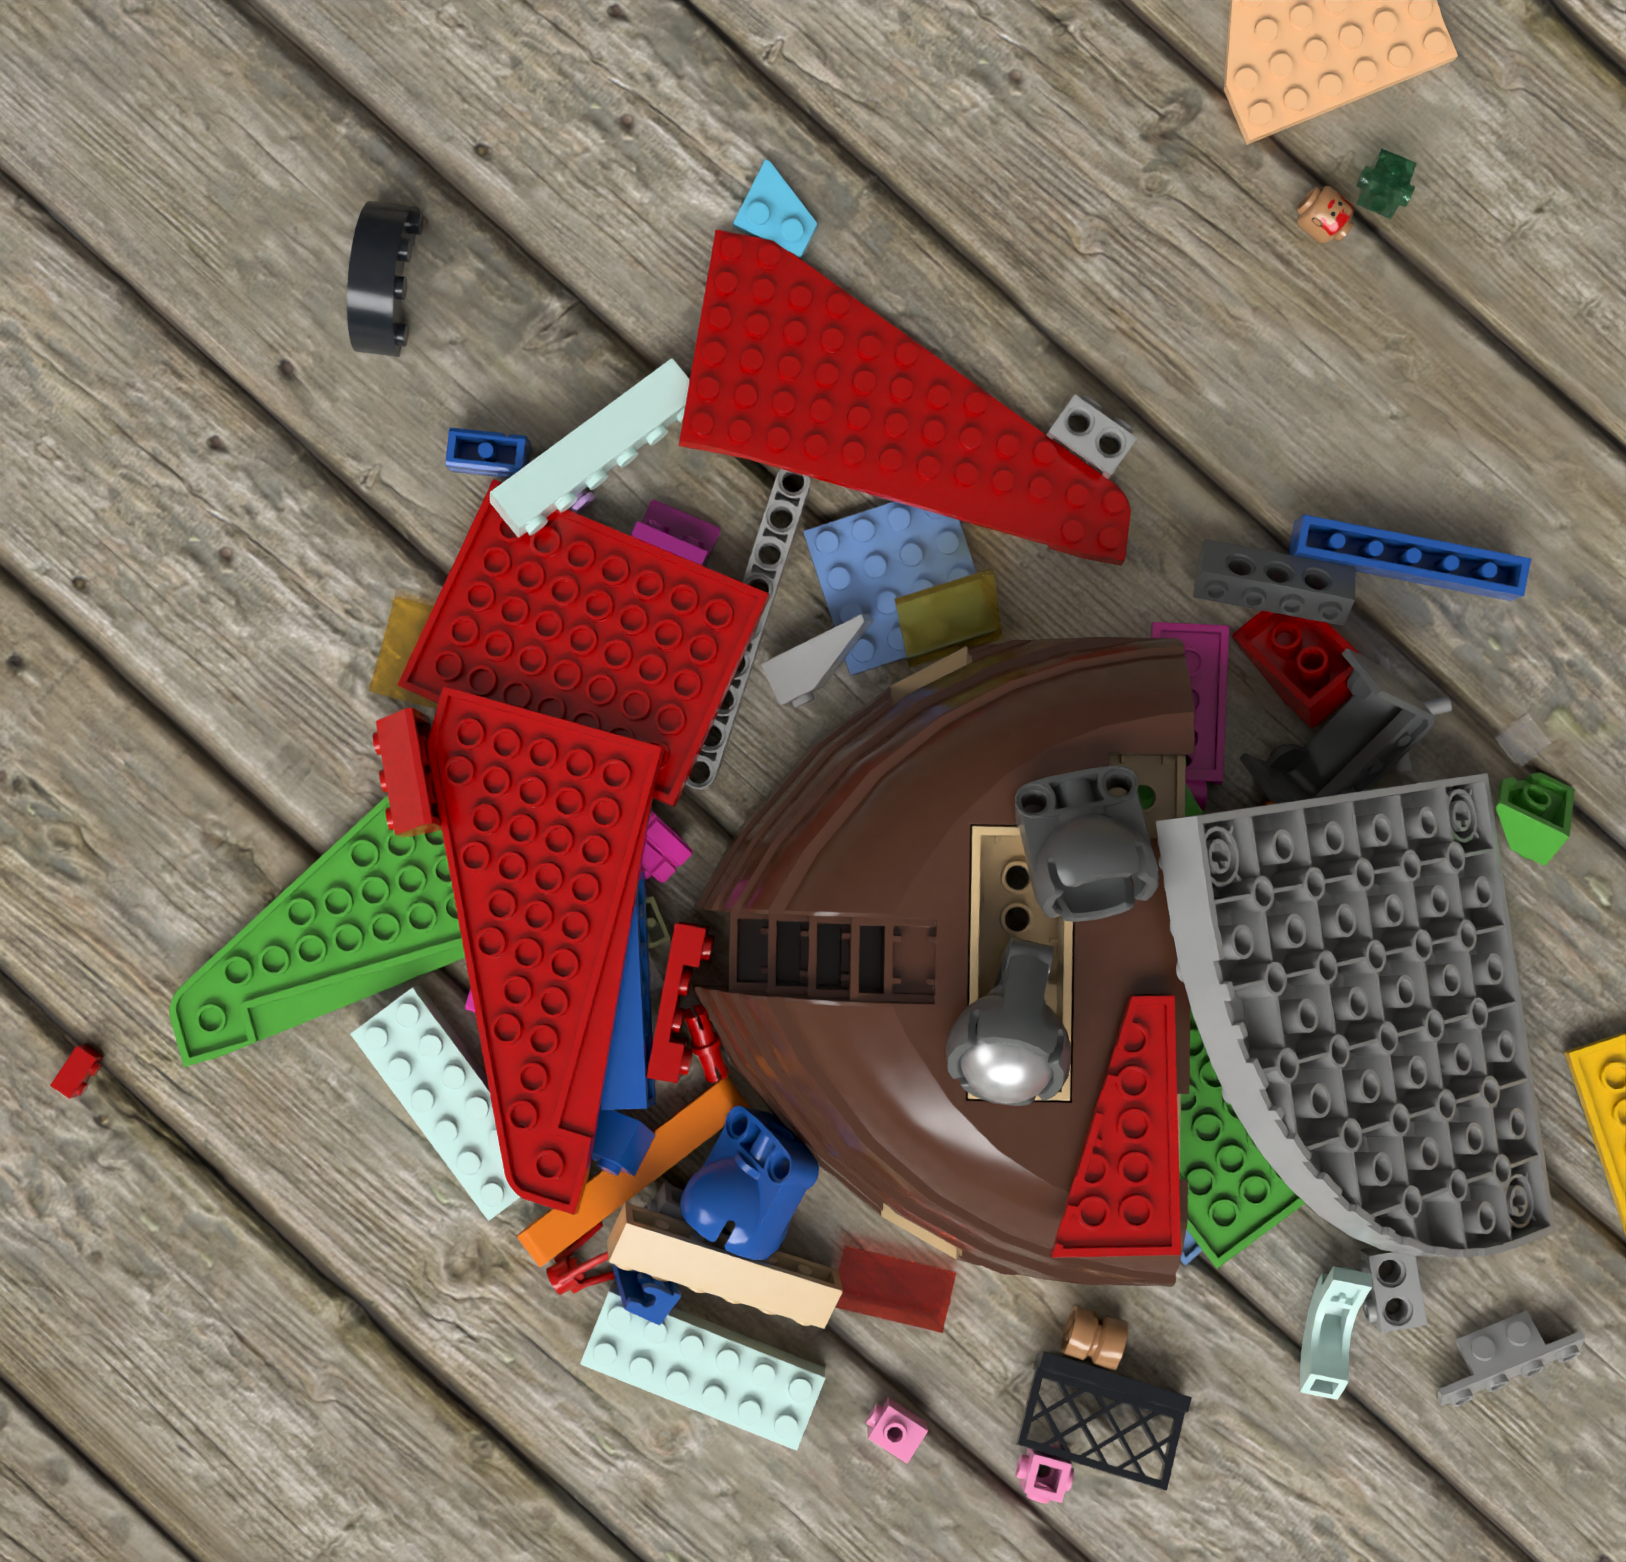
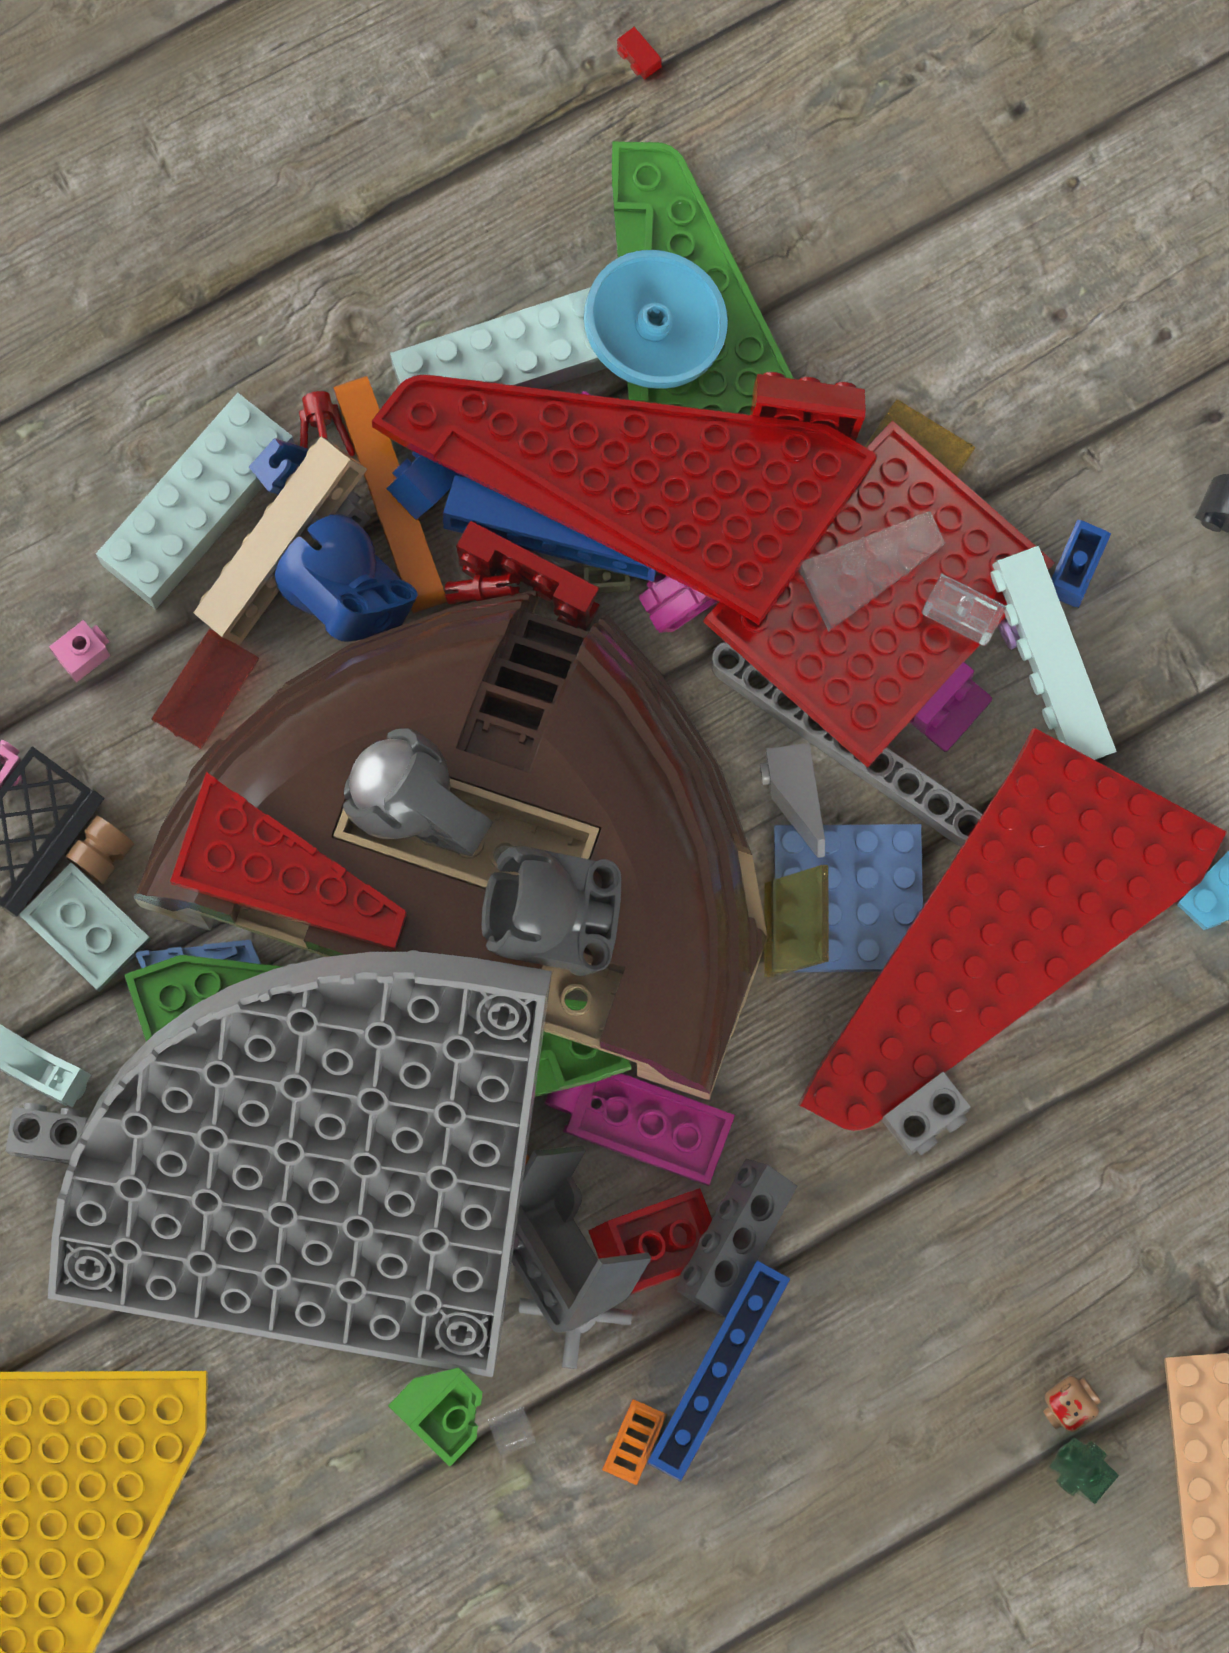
camera: 115 degrees right, 10 degrees down
(367, 959) = (655, 319): none -> medium azure dish
(572, 665) = (864, 568): none -> clear wing
(578, 550) = (963, 609): none -> clear slope
(1175, 1328) = (85, 927): none -> light aqua plate
(1464, 619) = (647, 1412): none -> orange slope

